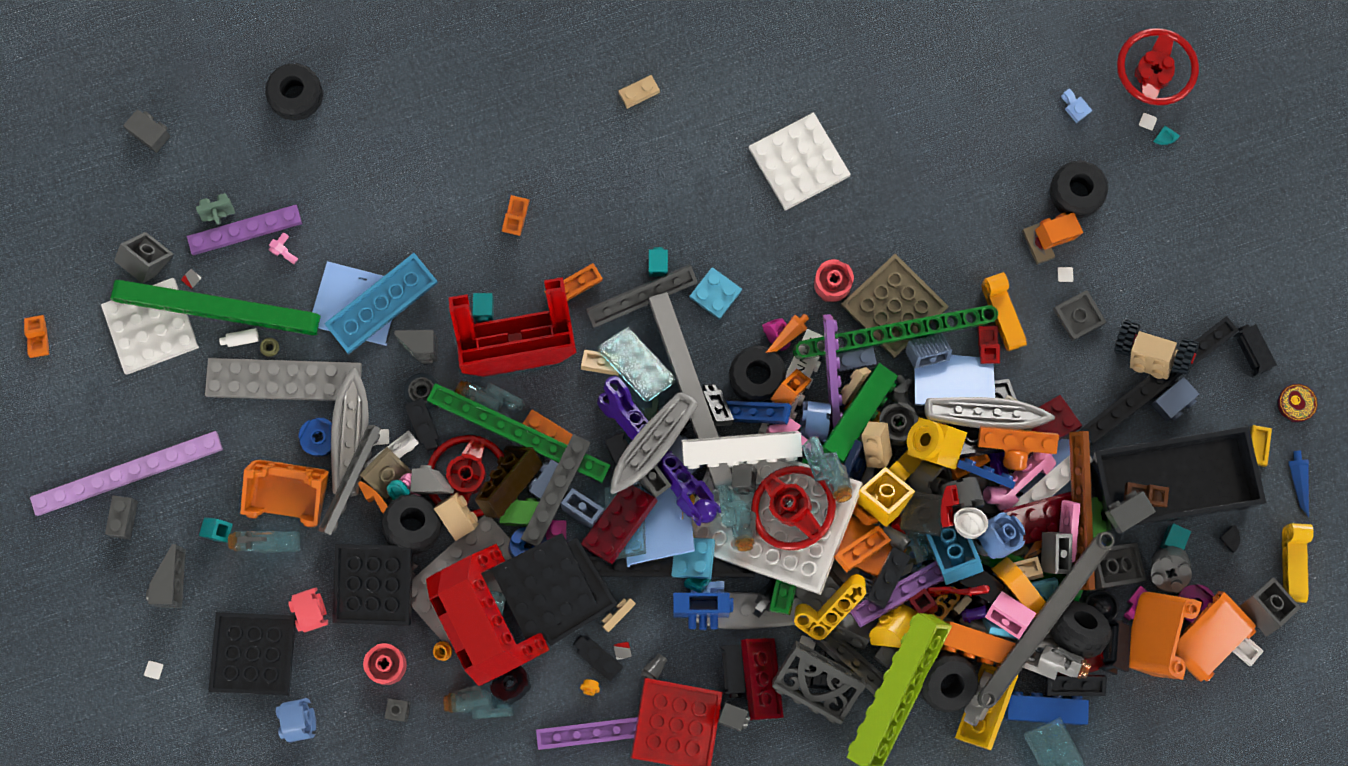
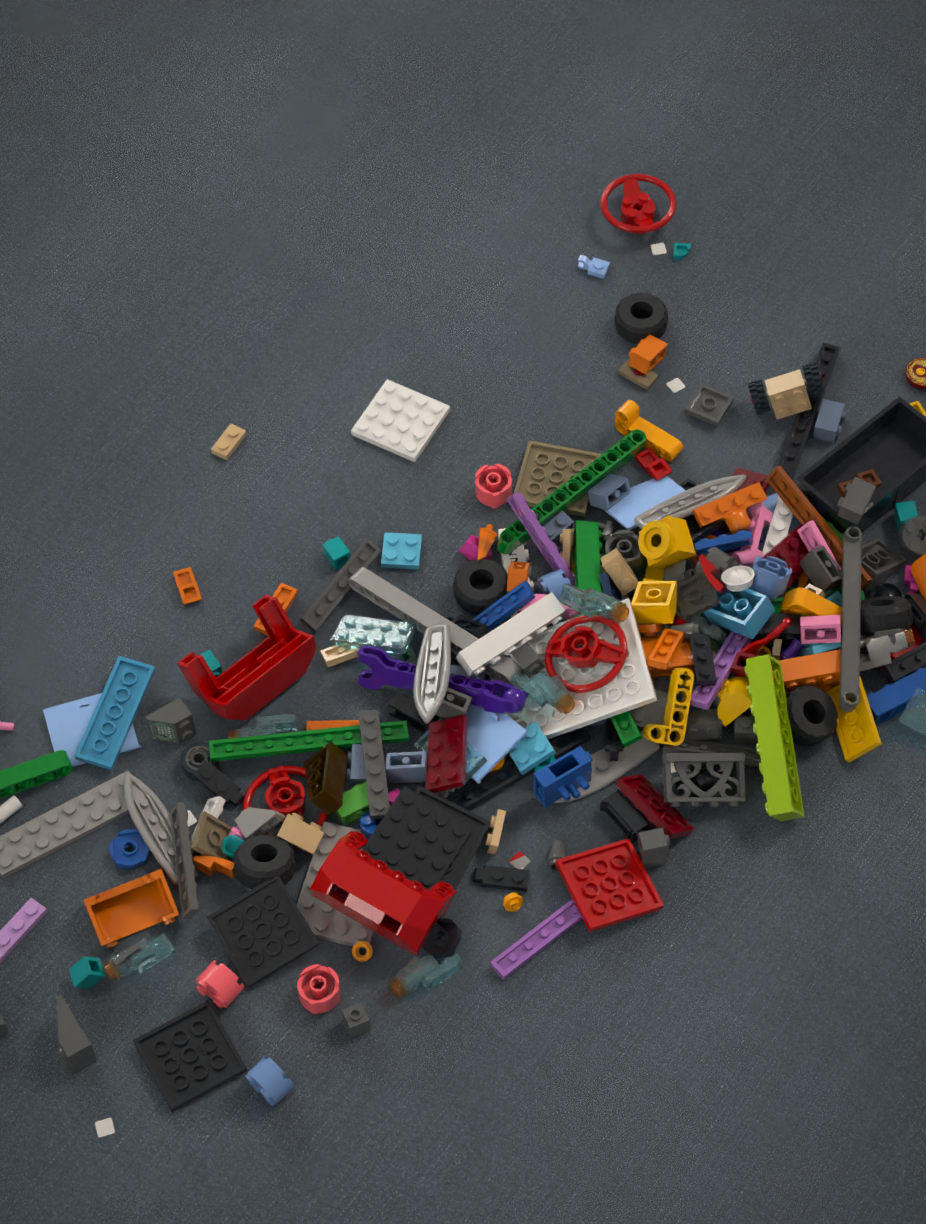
camera: 30 degrees left, 20 degrees down
(265, 343) = (35, 800): olive plate -> none
(973, 710) = (845, 720): light grey hinge -> none
(1255, 349) = (862, 353): black window -> none

